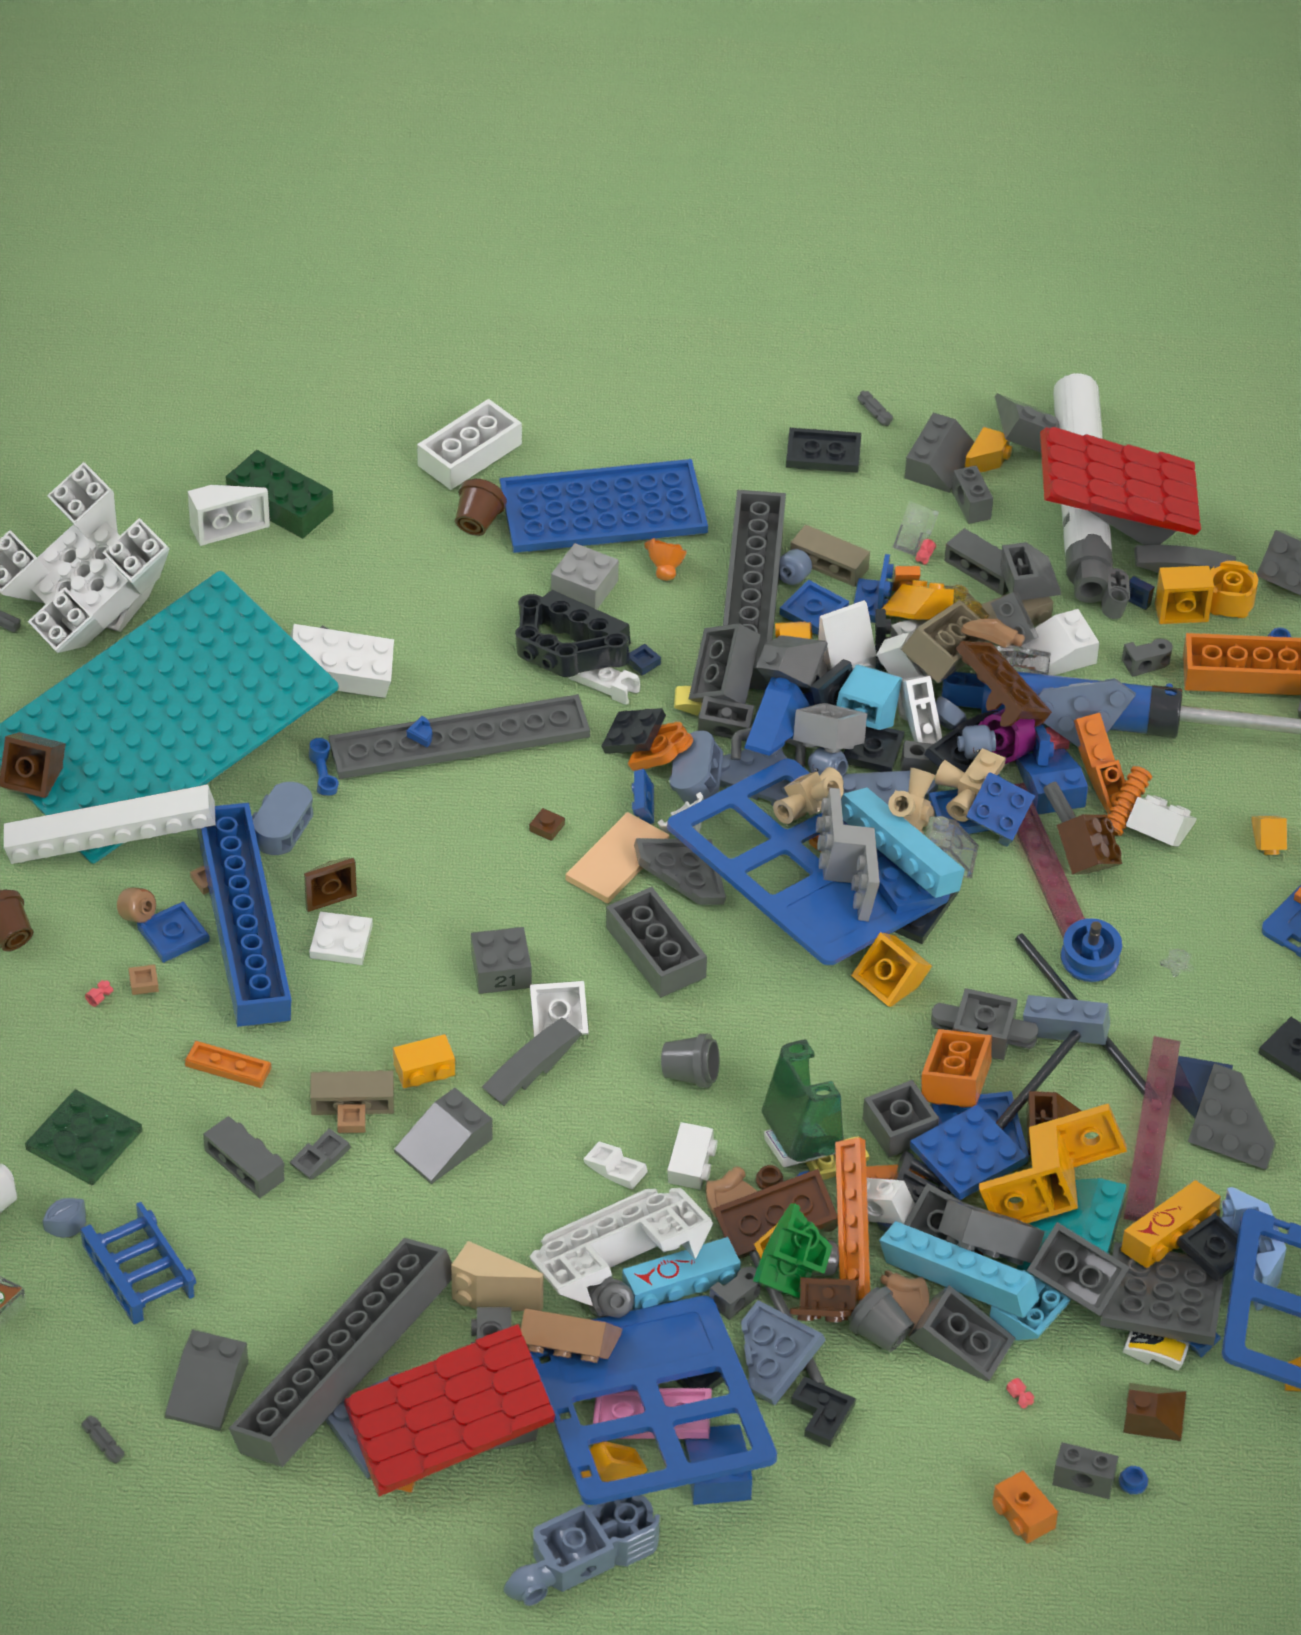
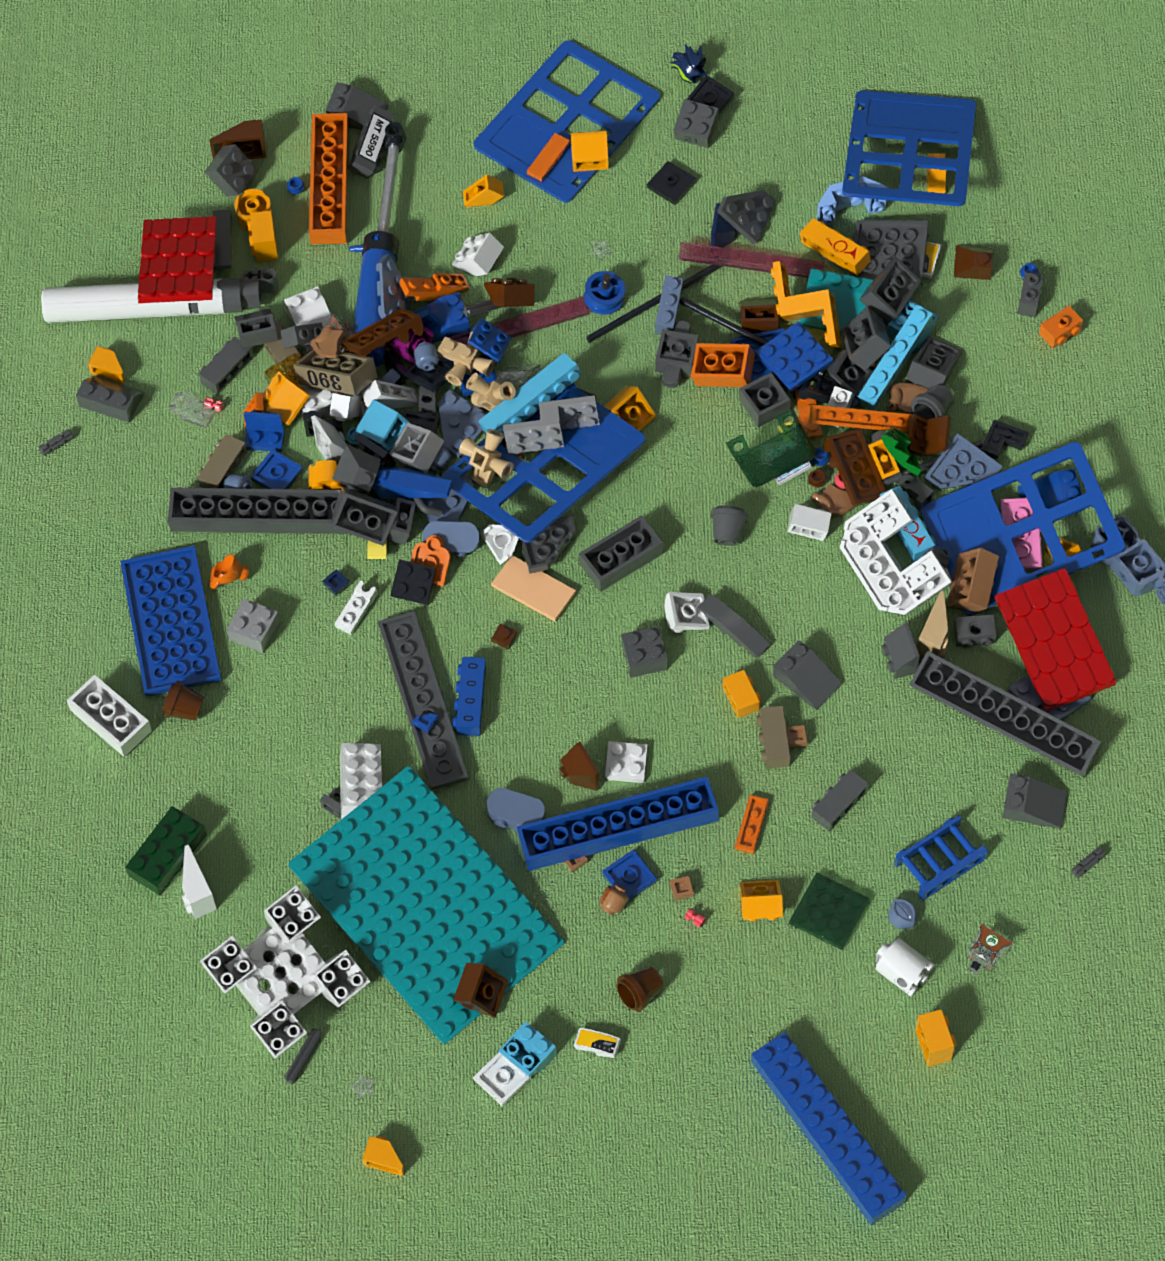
camera: 90 degrees left, 15 degrees up
(109, 824) = (545, 922): white brick -> none
(111, 1058) = (761, 900): none -> light orange slope
(319, 754) = (479, 786): blue bar -> none
(322, 1155) = (828, 755): dark grey slope -> none
(455, 1237) = (901, 652): none -> dark grey slope
(457, 782) = (471, 695): none -> blue brick
(598, 637) = (309, 611): black brick -> none
(611, 1164) = (815, 571): white slope -> none
(643, 796) = (469, 574): blue plate -> none
(823, 450) = (105, 473): black plate -> none
(972, 494) = (156, 373): dark grey brick -> none
(1017, 1389) = (969, 334): coral piece -> none
(1023, 422) = (82, 335): dark grey slope -> none
(1125, 802) = (467, 271): orange piece -> none
(1140, 593) = (255, 263): dark blue plate -> none
(1147, 657) = (315, 258): dark grey leg -> none
(1211, 1246) = (852, 222): black plate -> none

